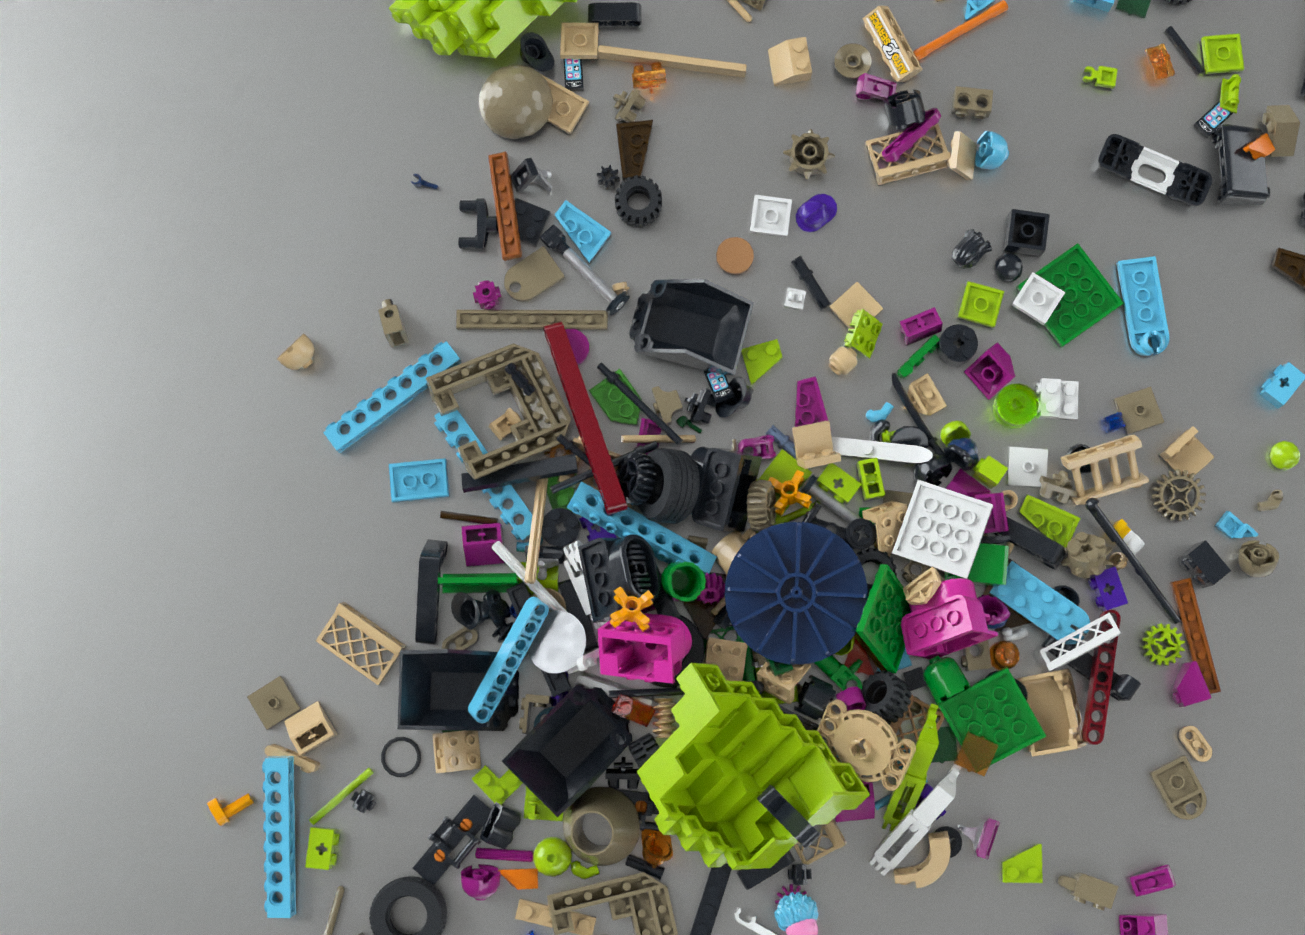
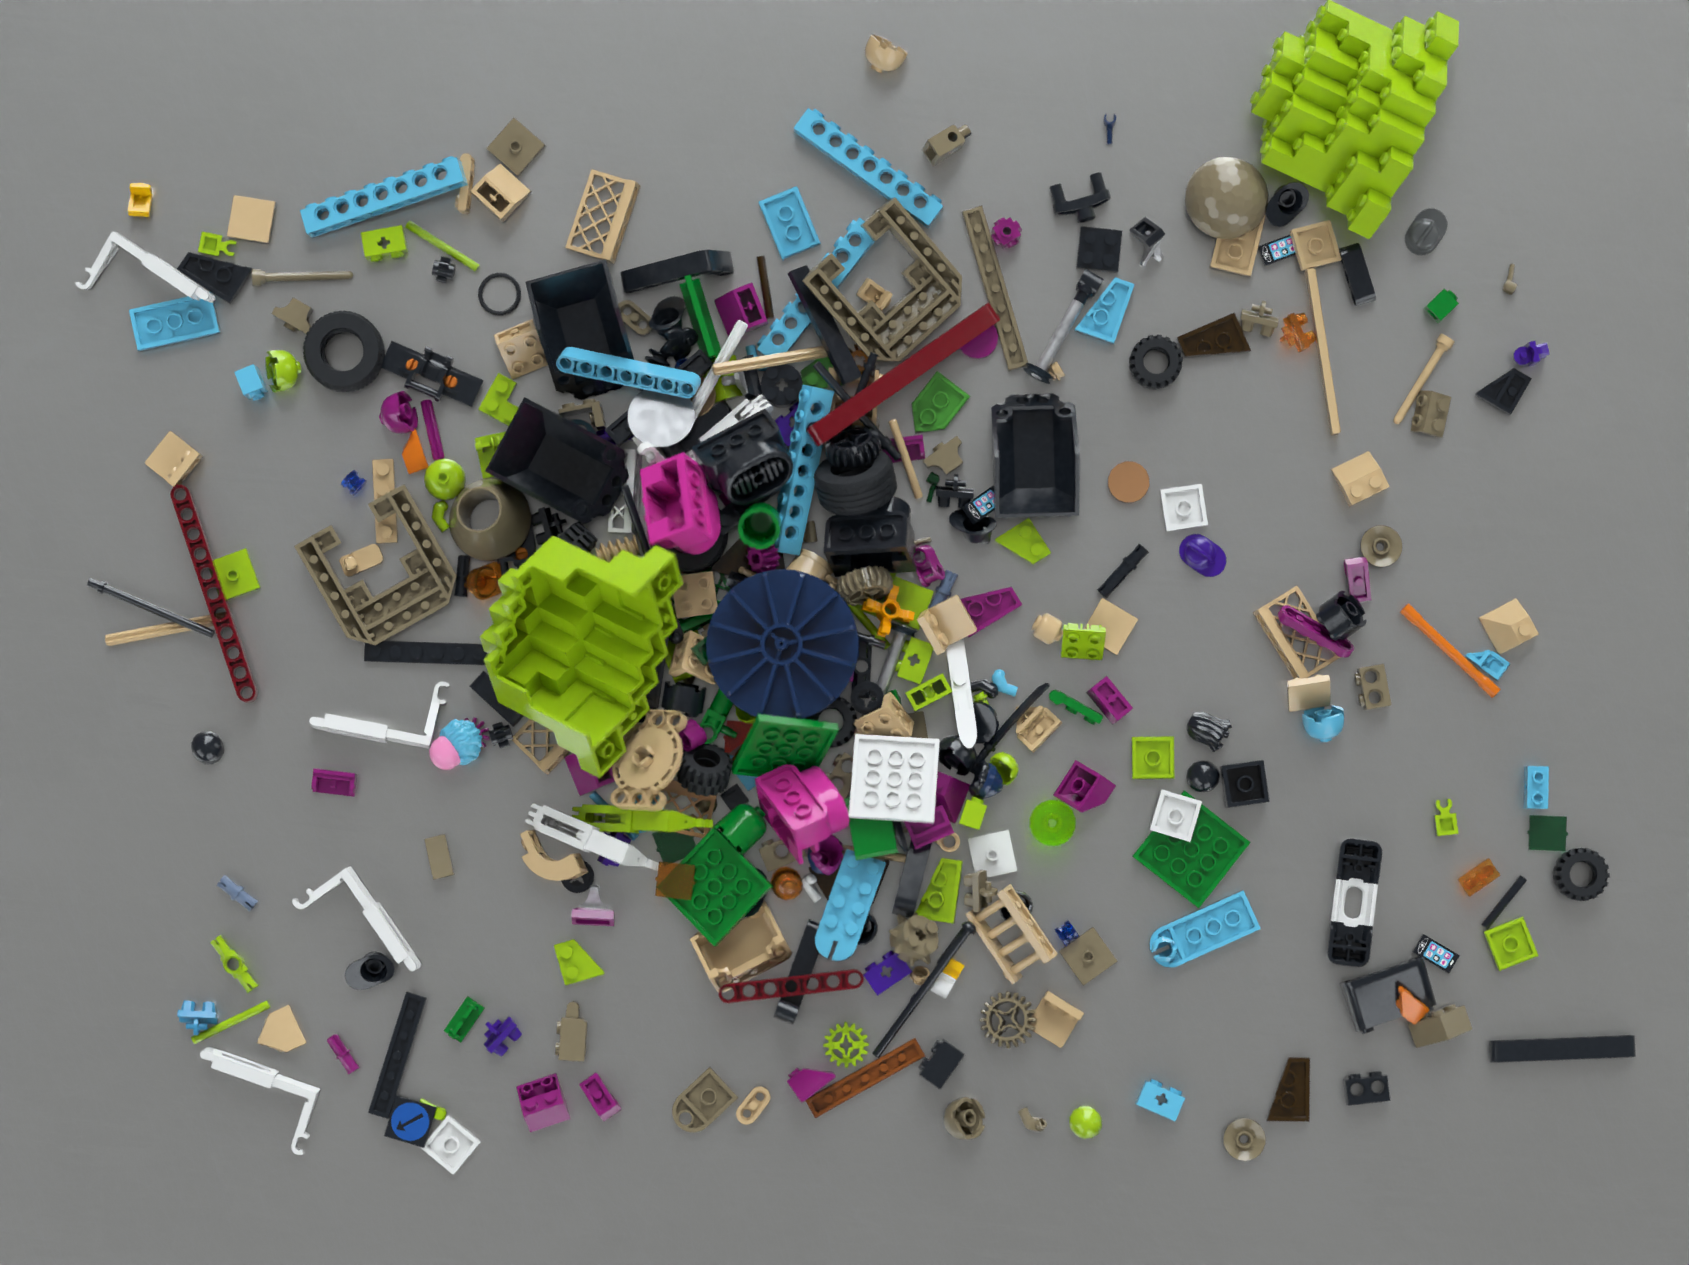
camera: 75 degrees right, 5 degrees up
(223, 814) = (389, 132): light orange piece -> none
(500, 825) = (459, 416): black brick -> none
(505, 206) = (1108, 222): dark orange tile -> none
(520, 379) = (924, 295): black axle -> none
(534, 275) = (1044, 275): dark tan tile -> none
(605, 172) = (1169, 326): black gear -> none
(614, 379) = (955, 393): black bar -> none
(631, 615) = (719, 477): light orange pin -> none
(633, 710) = (616, 516): clear red plate -> none
(788, 816) = (552, 698): black beam -> none
(795, 299) = (1100, 559): white tile -> none
(806, 164) = (1268, 518): dark tan brick -> none
(892, 44) = (1412, 582): tan brick -> none
(923, 587) = (827, 774): tan slope -> none
(965, 337) = (1110, 750): black brick -> none
(1057, 399) = (1074, 866): white plate -> none
(1084, 648) = (813, 957): white fence -> none
(1230, 93) = (1466, 962): lime hinge -> none
(1233, 527) = (992, 1089): medium azure slope -> none

